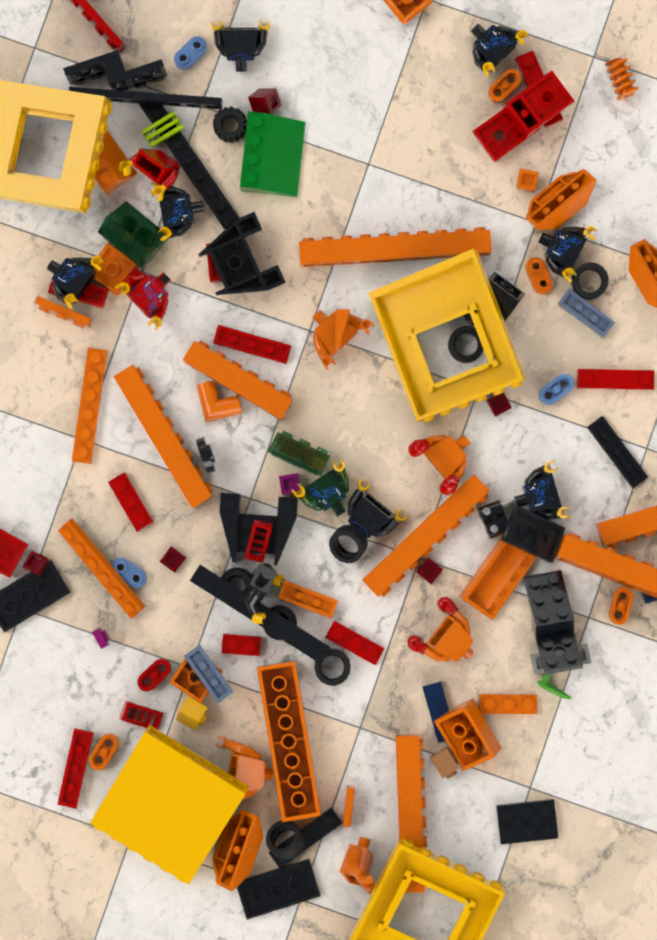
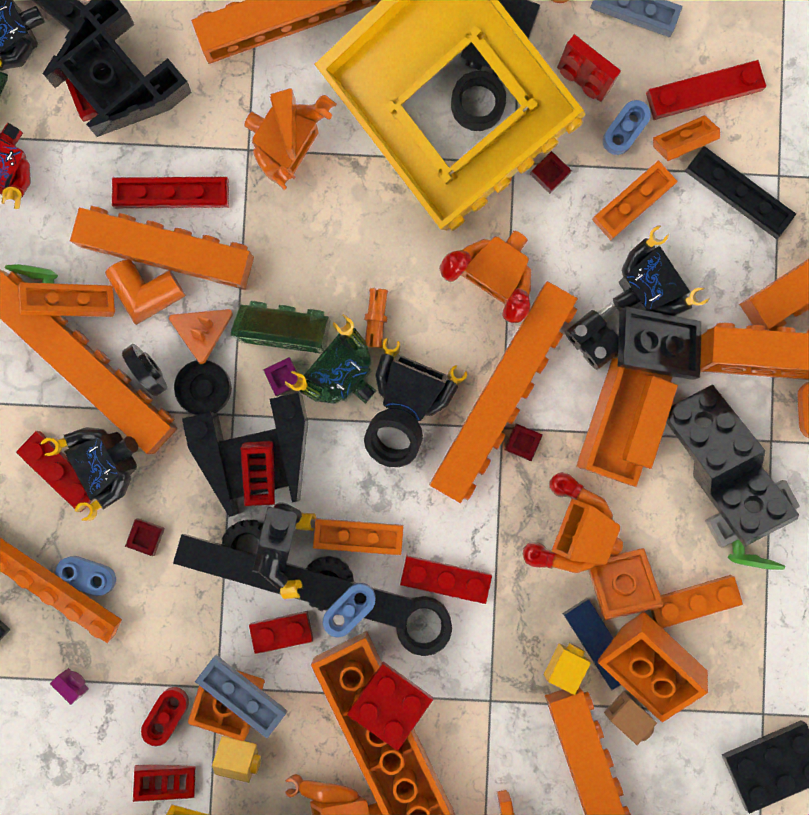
camera: 20 degrees left, 0 degrees up
(152, 371) = (33, 272): none -> bright green bar
(161, 505) = (101, 464): none -> black torso
(169, 396) = (66, 299): none -> orange plate
(237, 476) = (202, 387): none -> black piece
(246, 439) = (201, 330): none -> orange piece
(290, 640) = (350, 609): none -> medium blue plate
(298, 706) = (390, 706): none -> red plate
(359, 464) = (376, 317): none -> orange pin
(414, 718) = (567, 667): none -> yellow brick
(466, 678) = (625, 585): none -> orange tile
(512, 581) = (649, 422): none -> orange tile
(535, 341) = (587, 68): none -> red plate
(546, 437) = (634, 200): none -> orange plate
(591, 407) = (686, 138): none -> orange plate

